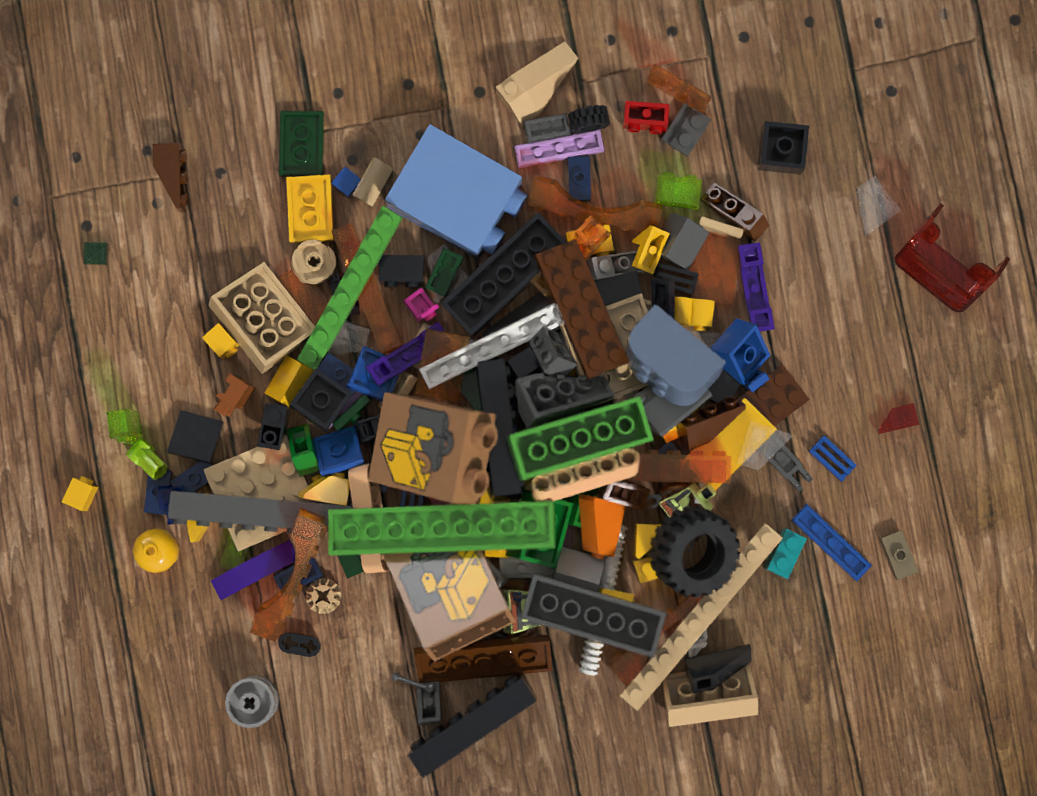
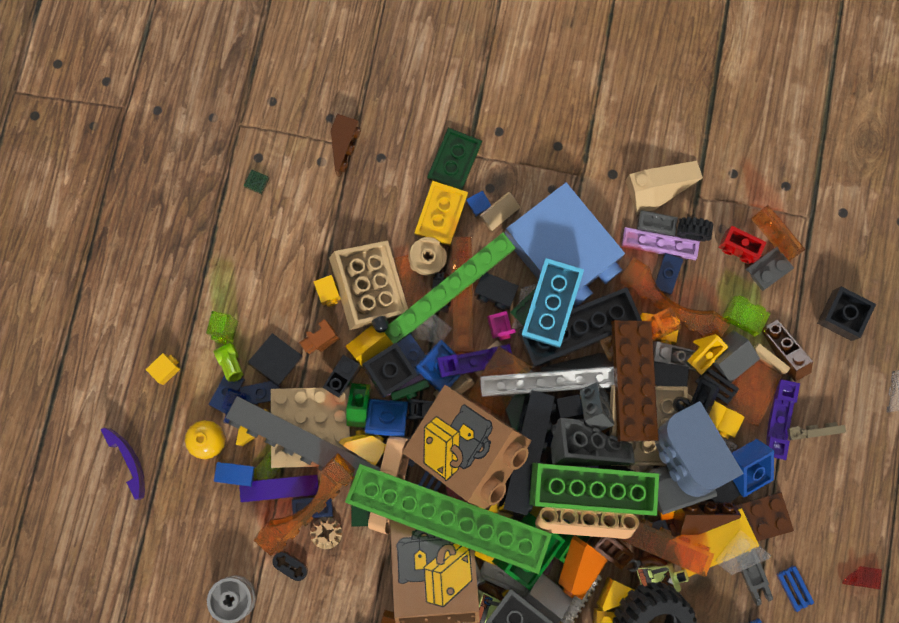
camera: 15 degrees right, 5 degrees down
(103, 624) = (137, 484): none -> dark purple slope
(201, 573) = (234, 474): none -> blue slope
(291, 355) = (380, 324): none -> black hinge
(463, 261) = (552, 302): none -> medium azure brick
(635, 316) = (677, 406): none -> black hinge
(756, 381) = (755, 498): blue tile -> none
(793, 286) = (814, 431): none -> dark tan hinge

